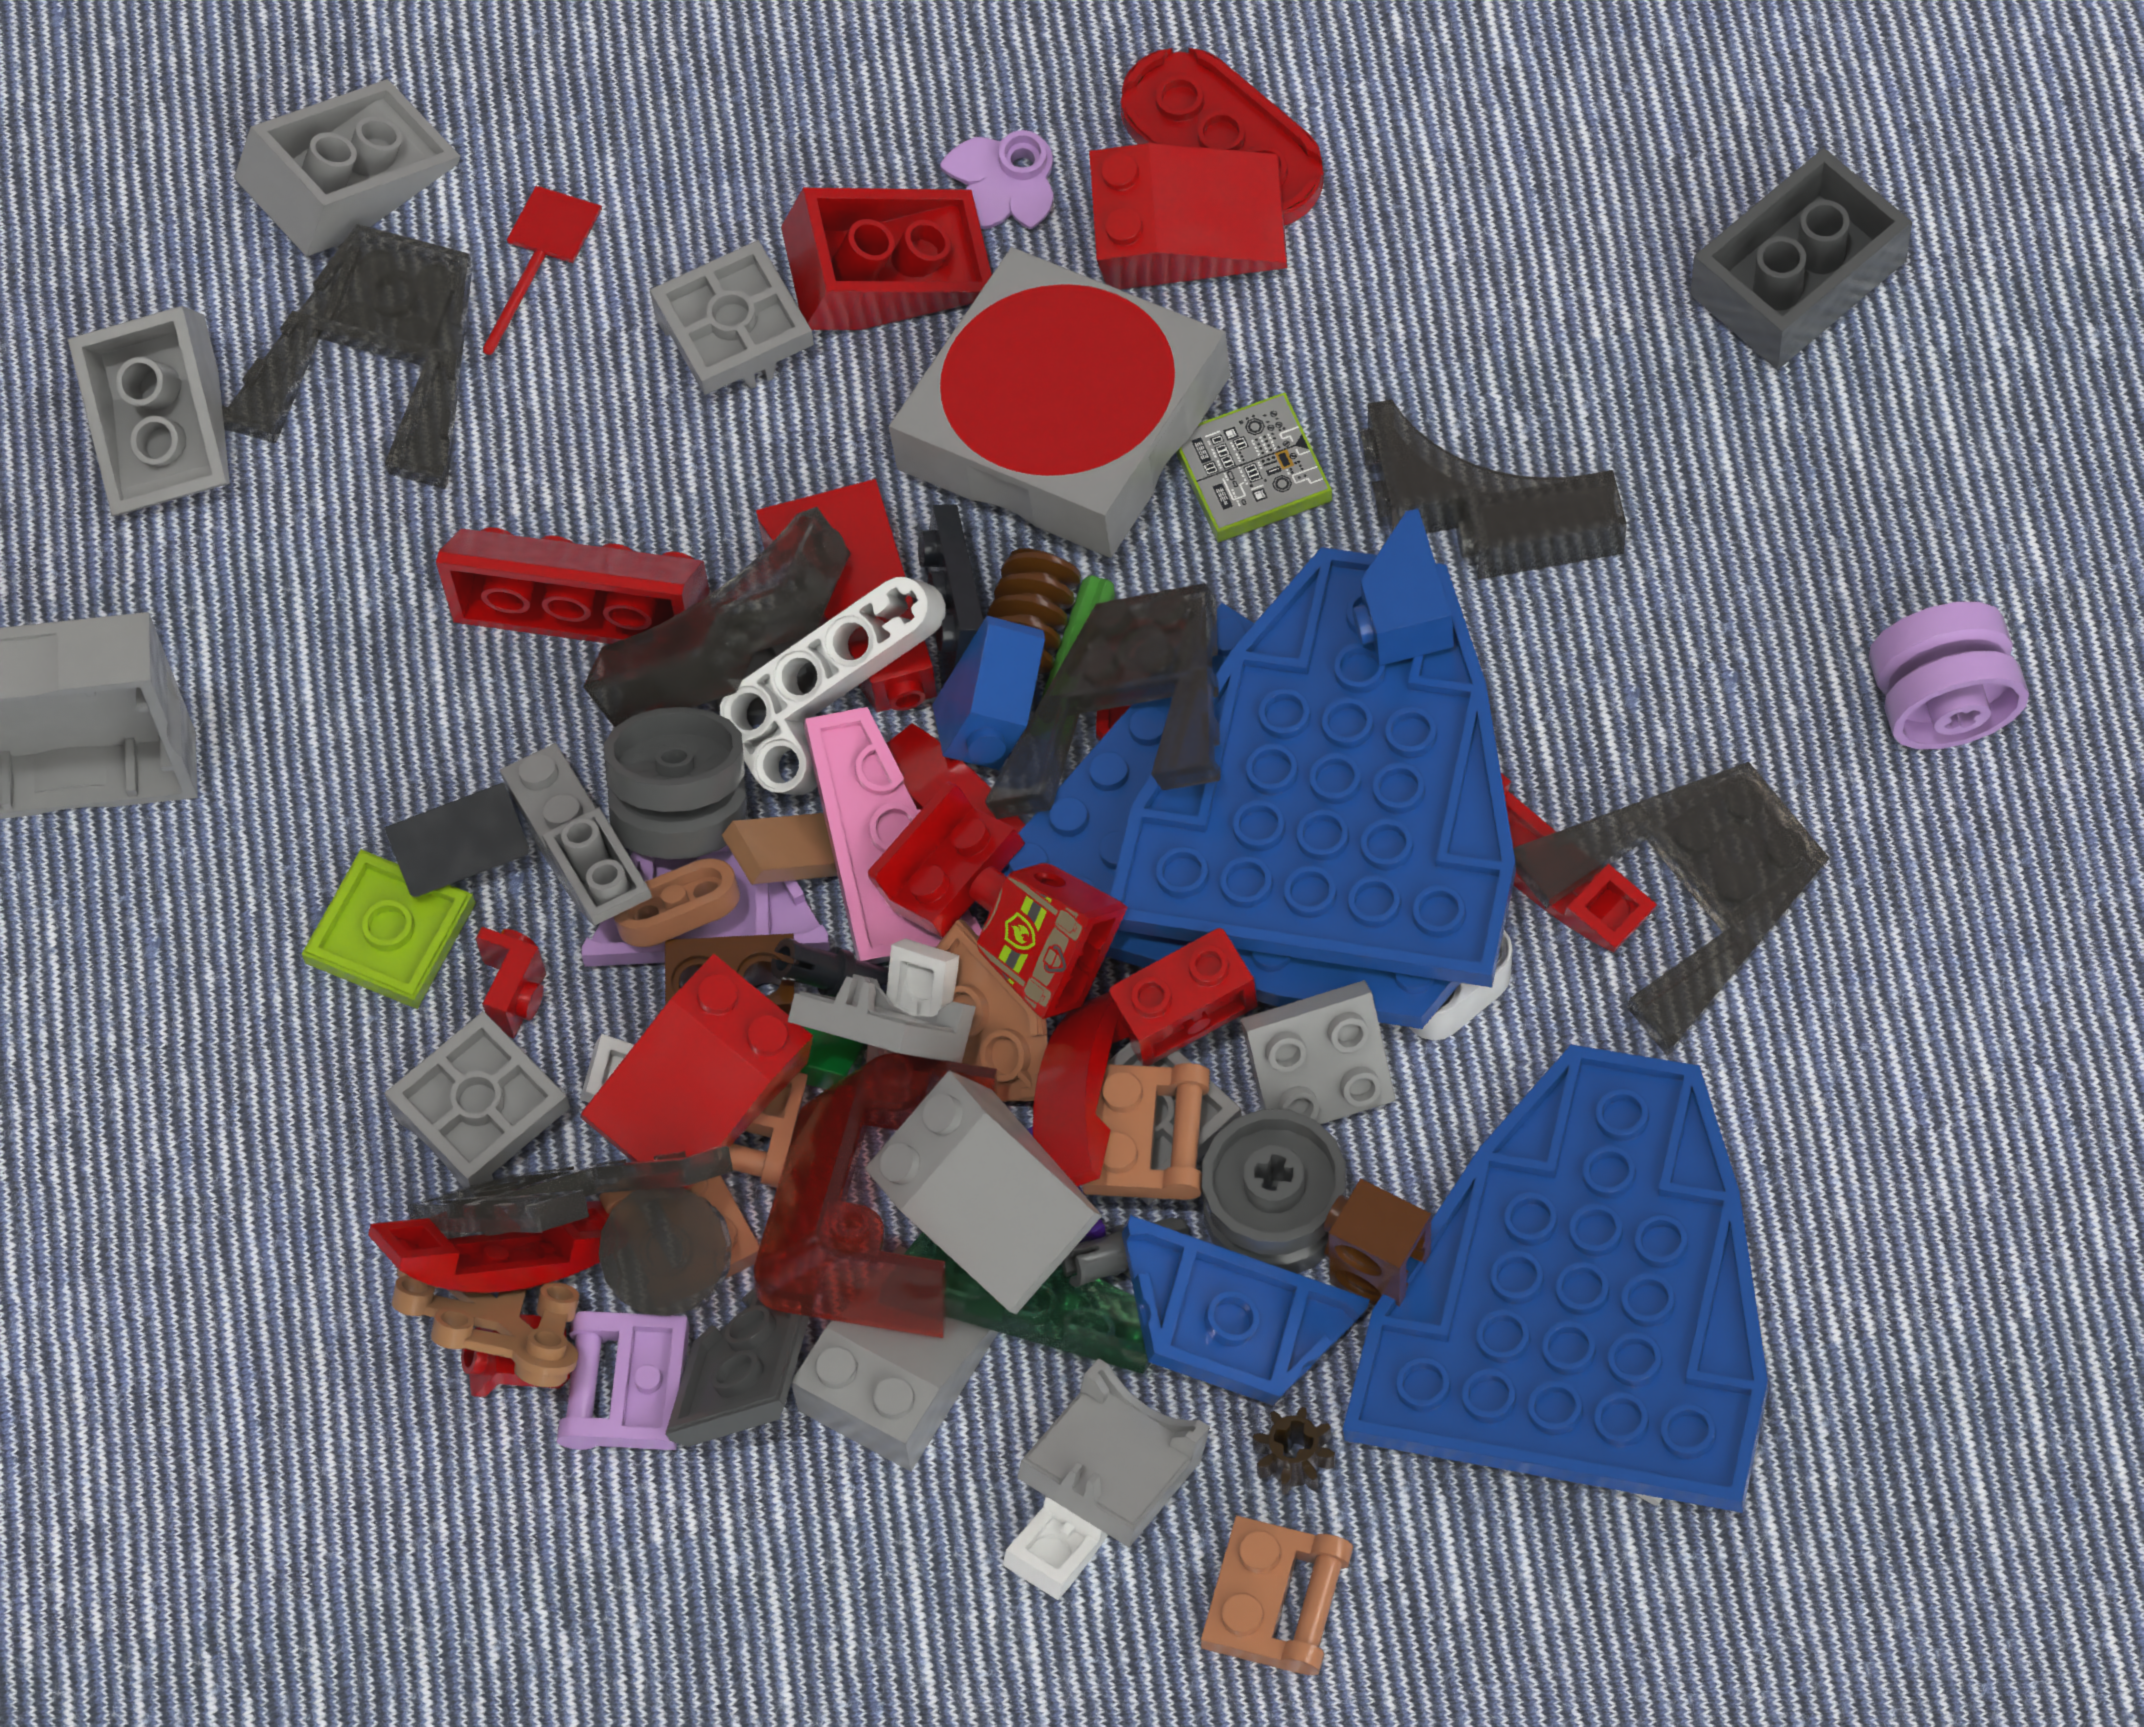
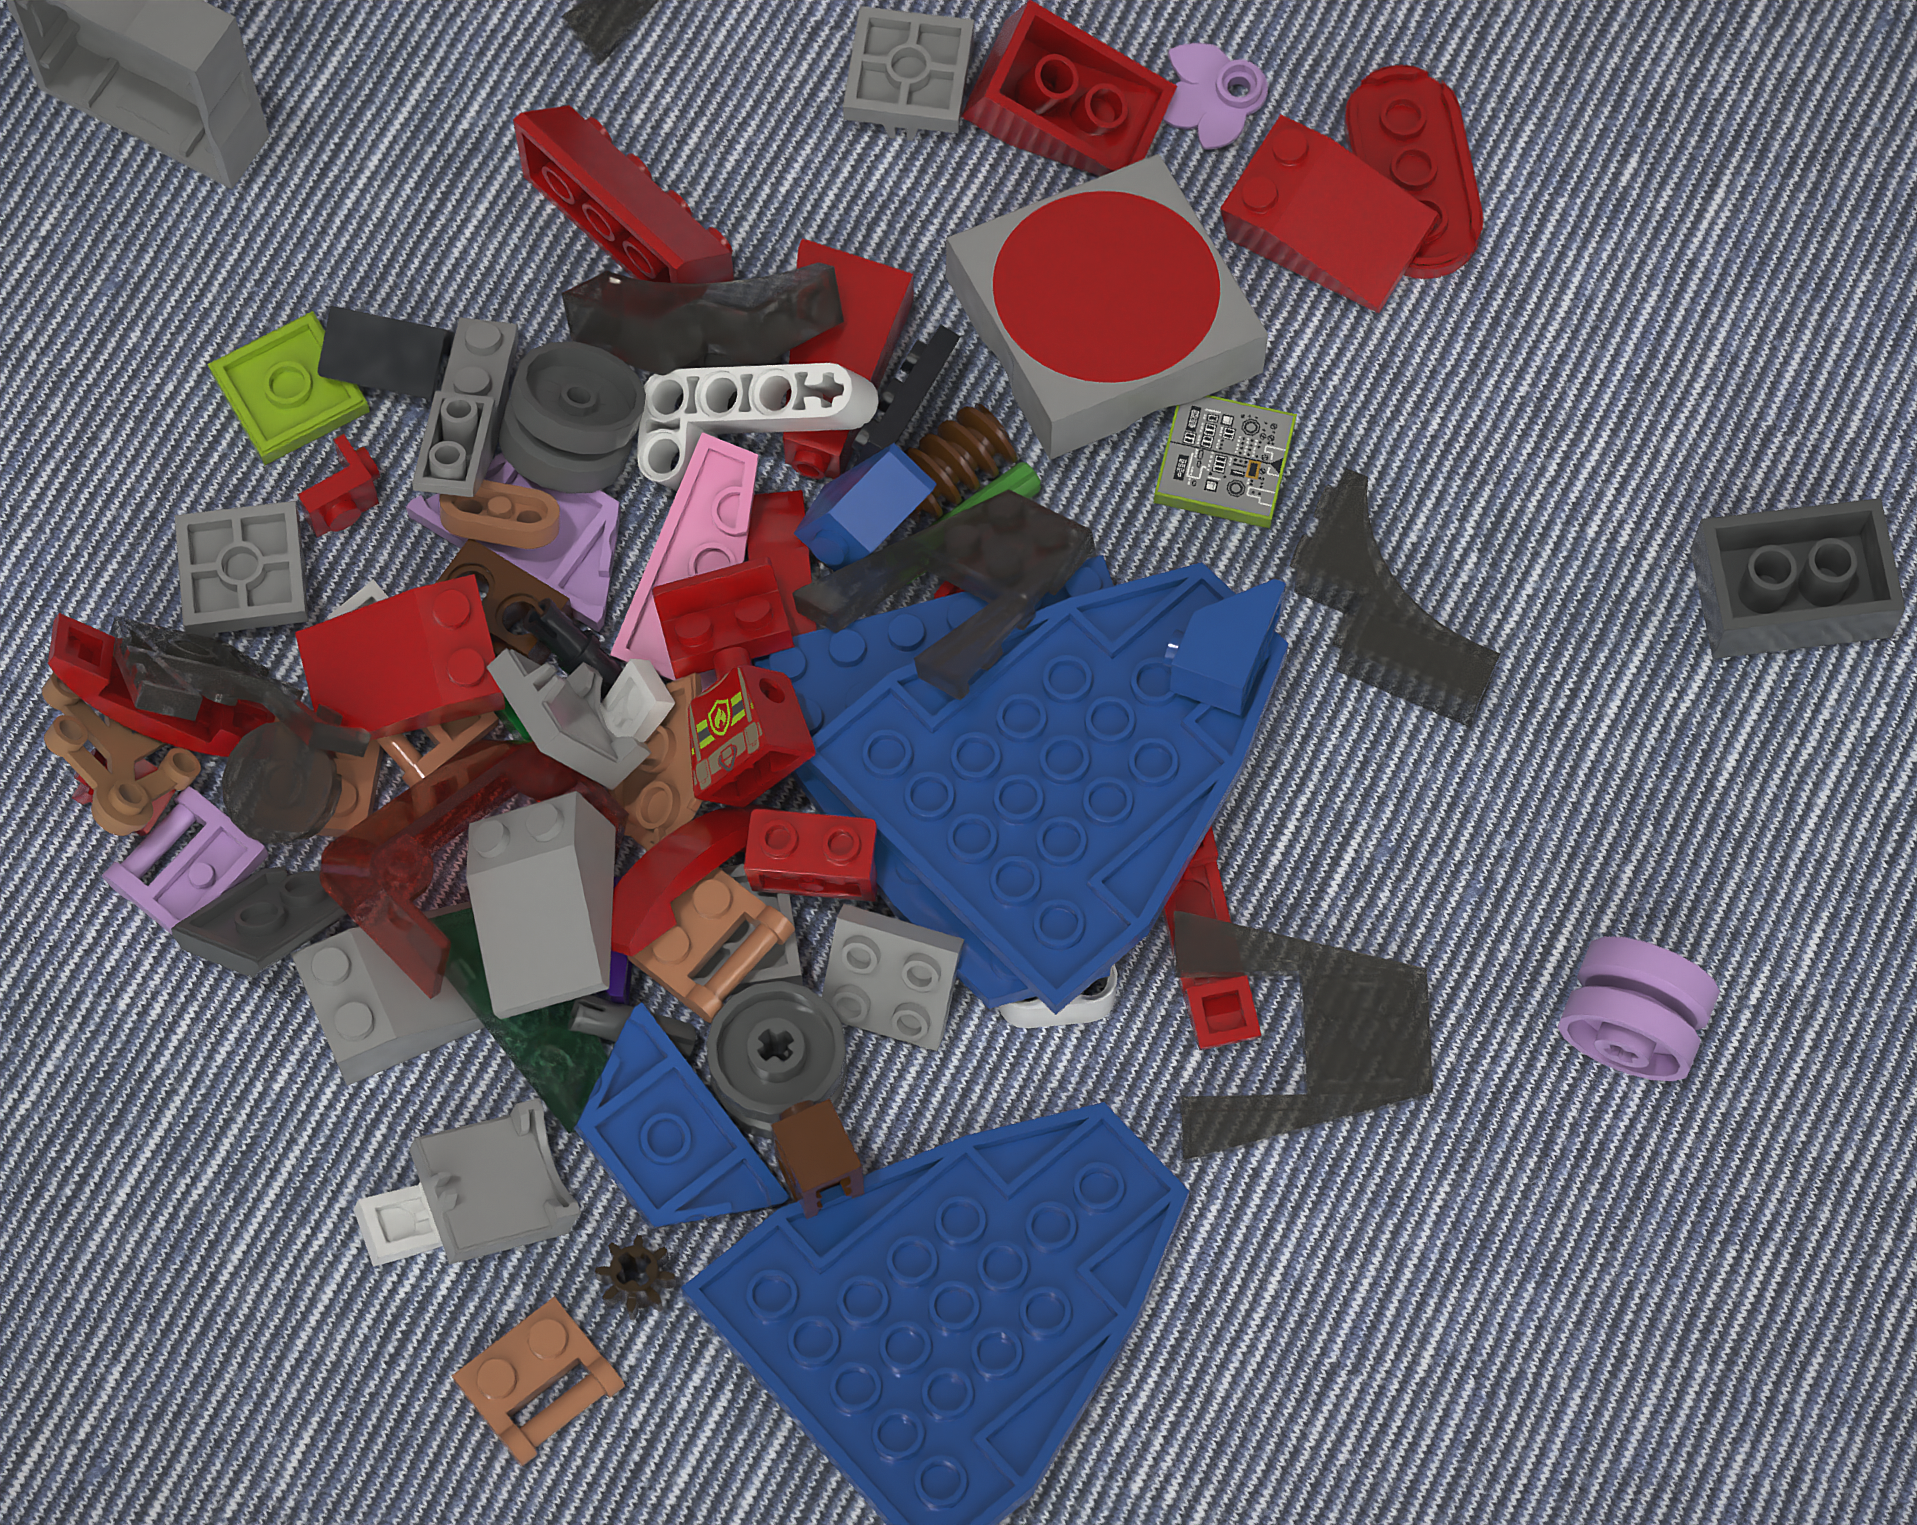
camera: 30 degrees right, 5 degrees up
(782, 848) = (612, 523): medium nougat tile -> none

